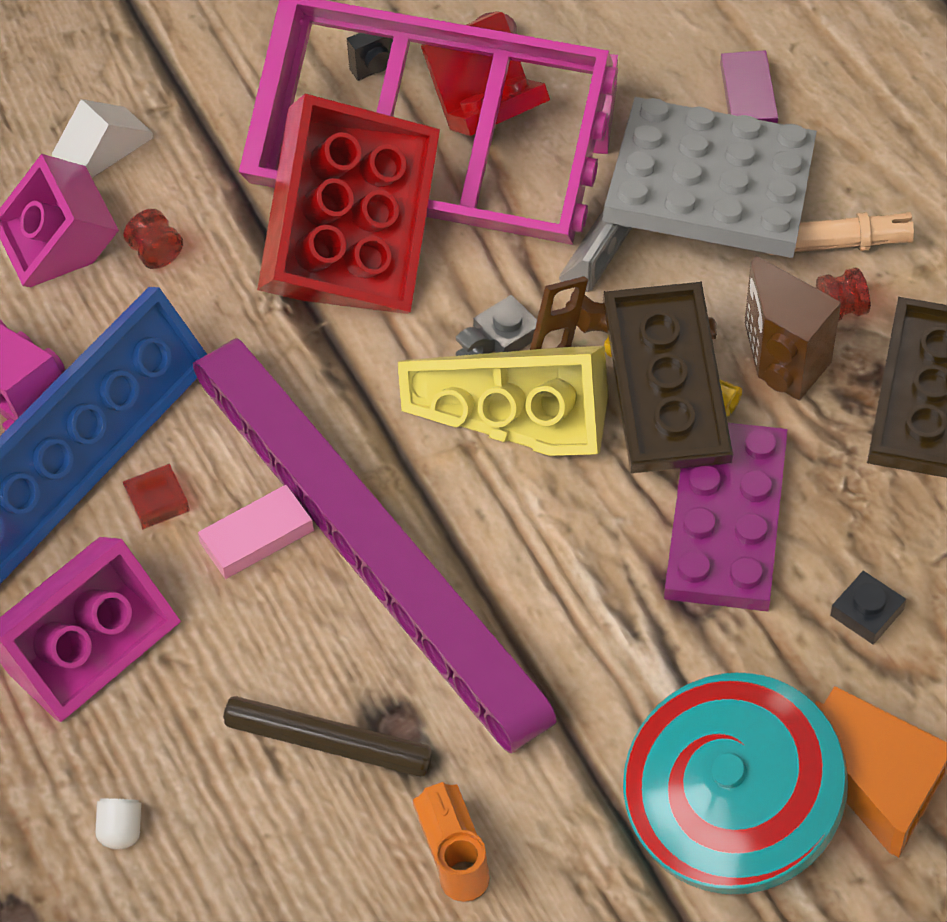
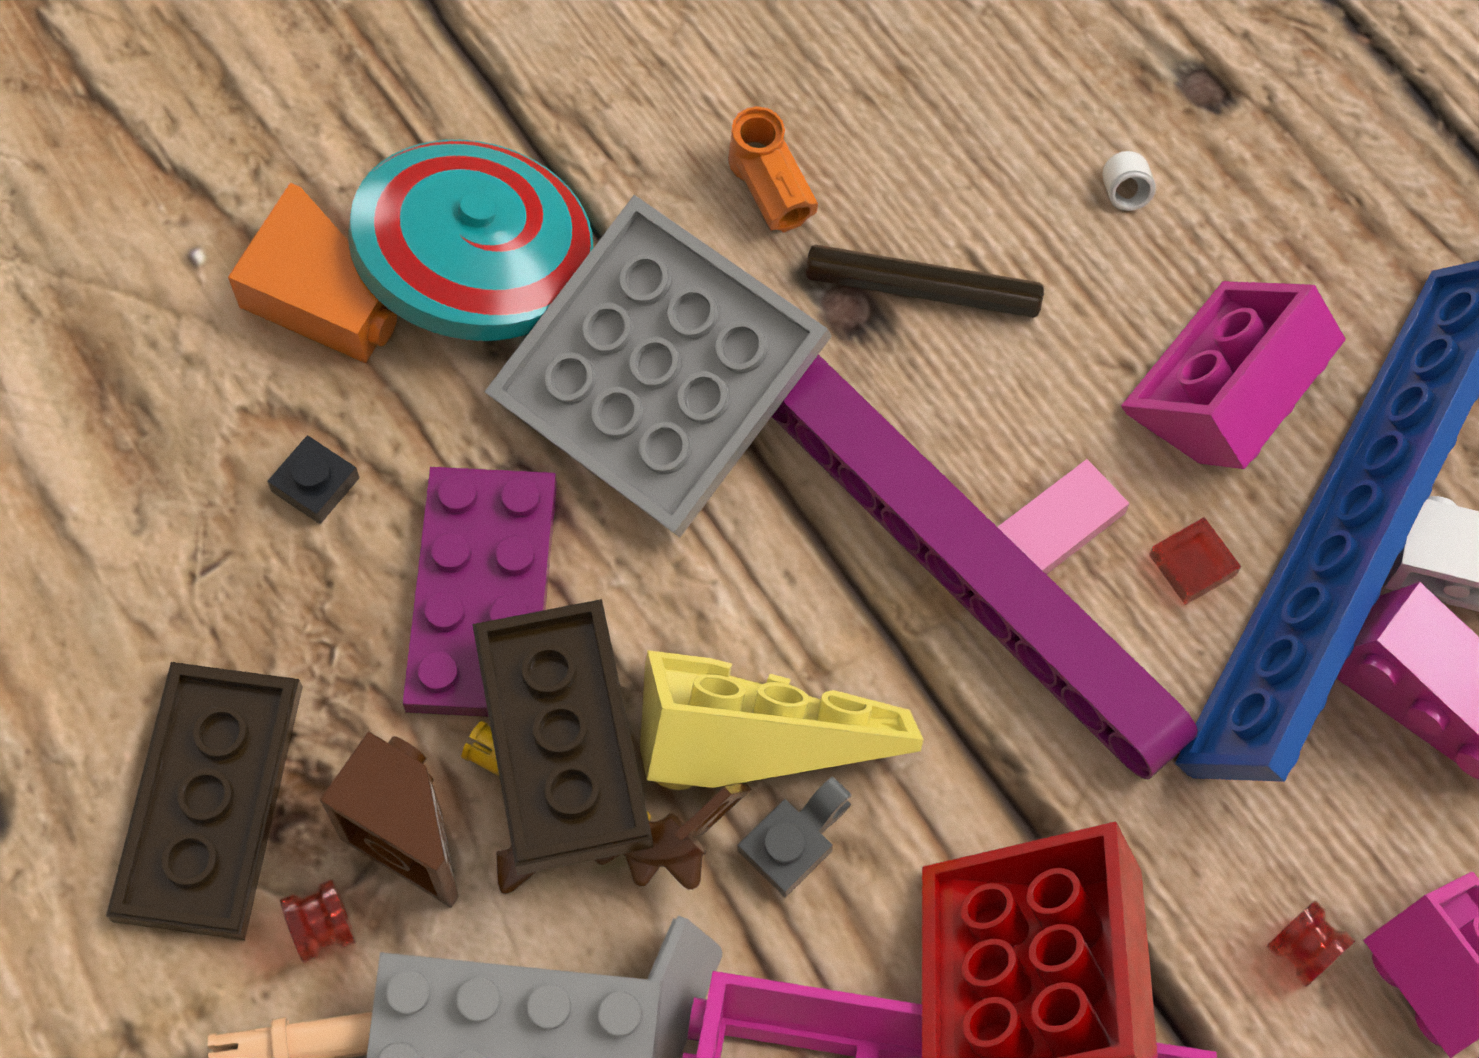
camera: 170 degrees right, 10 degrees up
(572, 644) = (658, 364): none -> light grey plate

